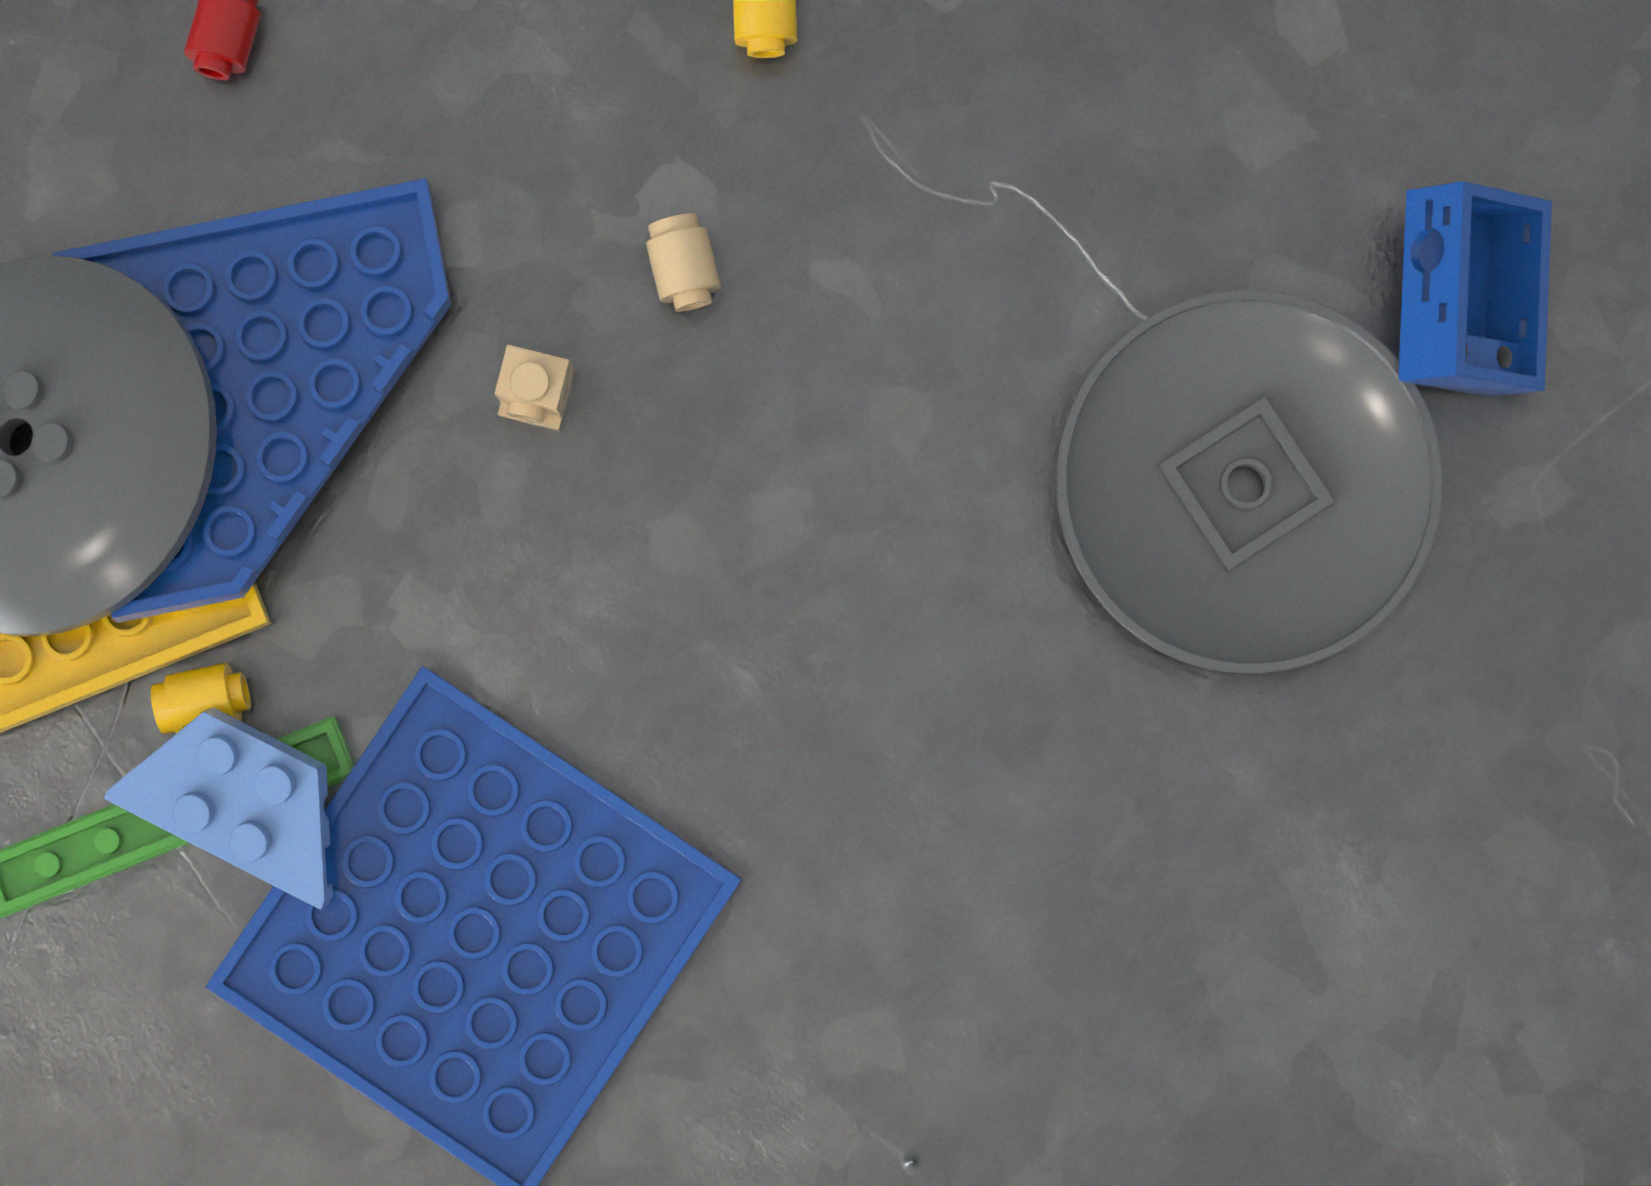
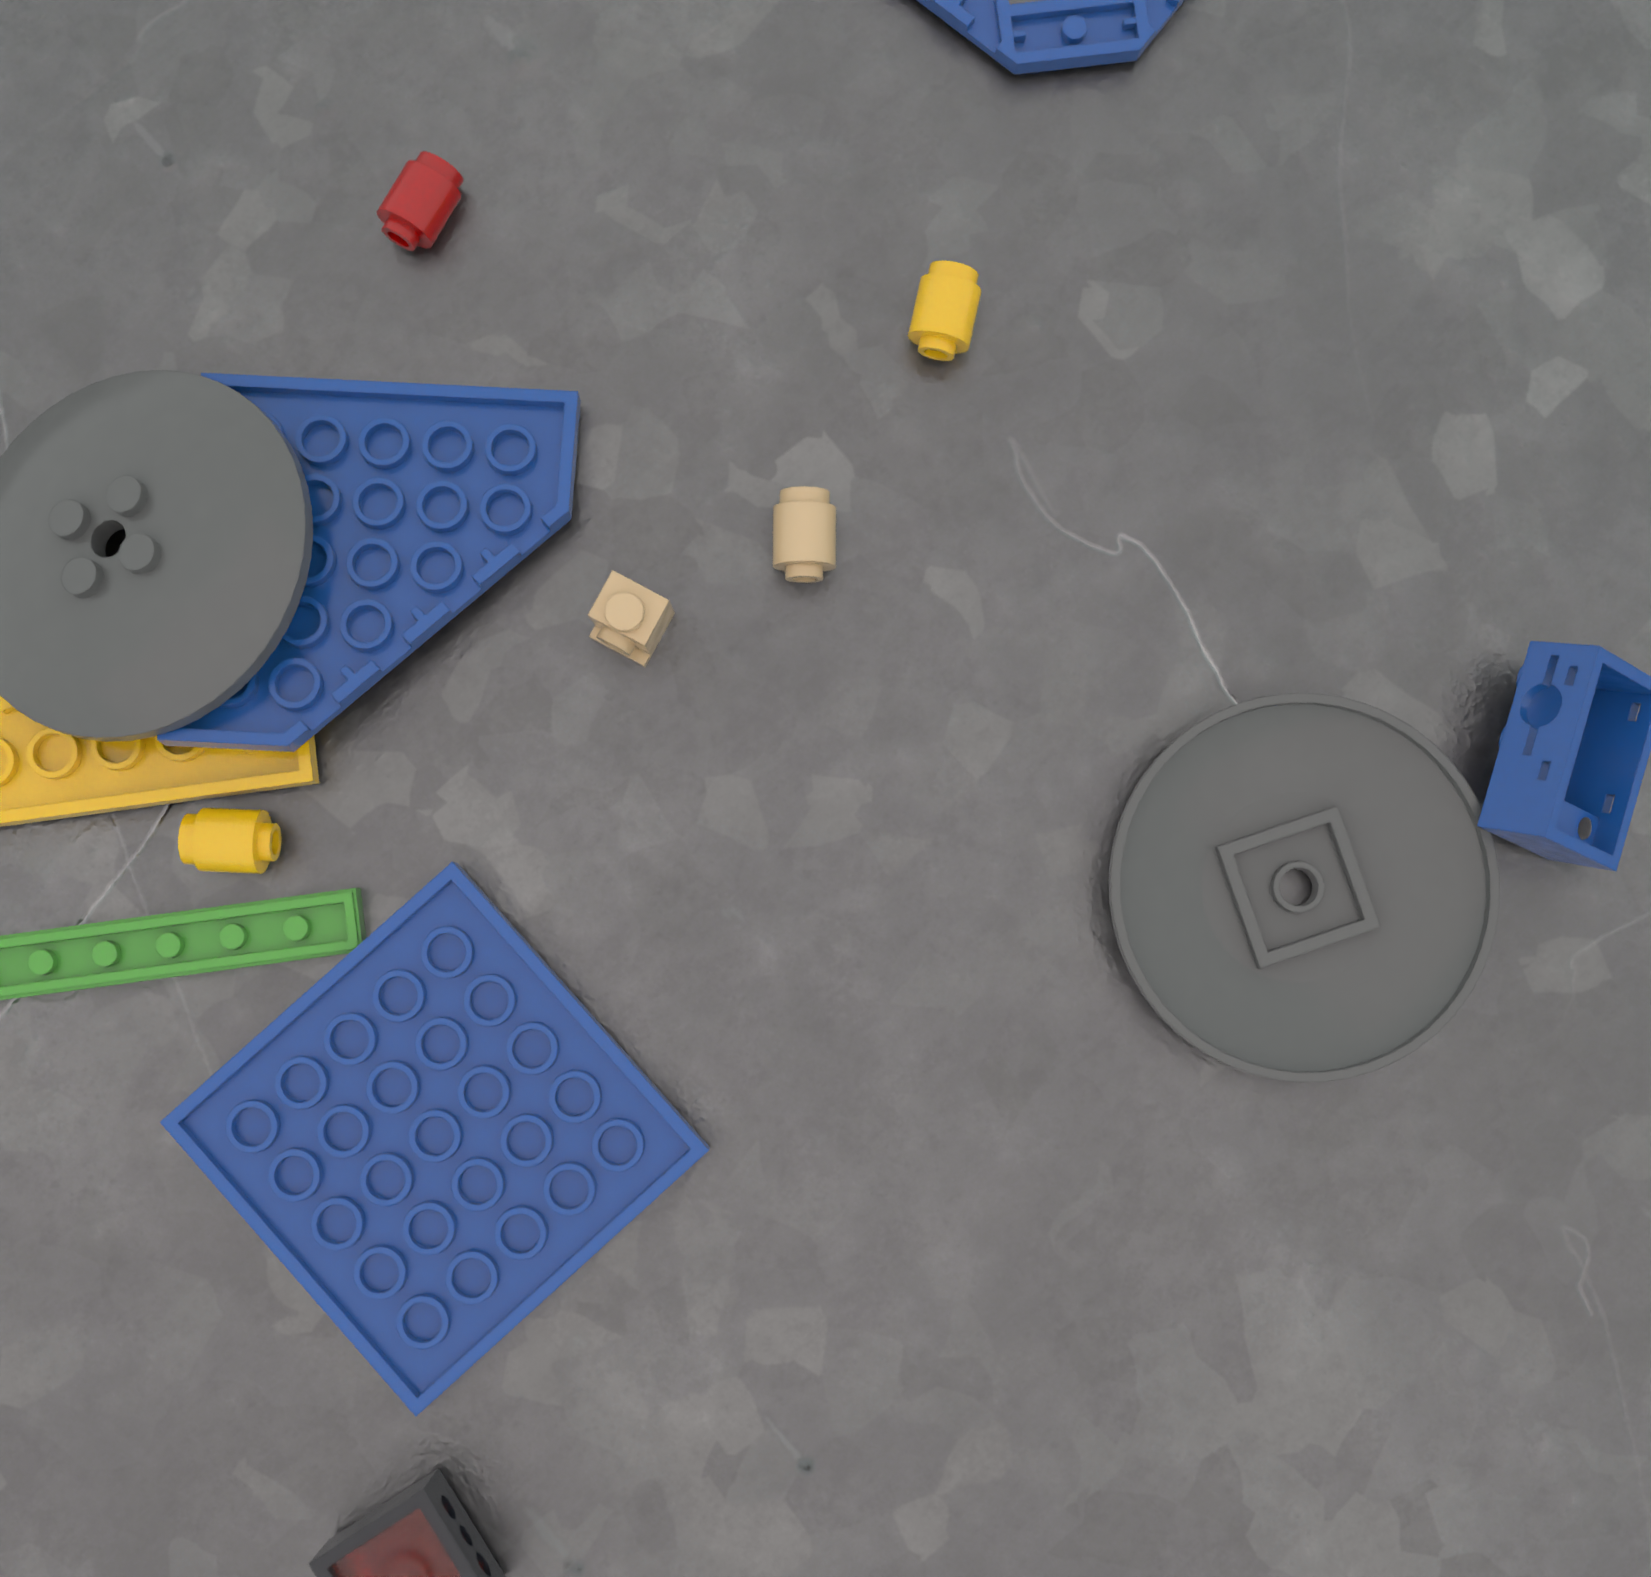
camera: 10 degrees right, 0 degrees up
(239, 801) = (237, 950): medium blue wing -> none

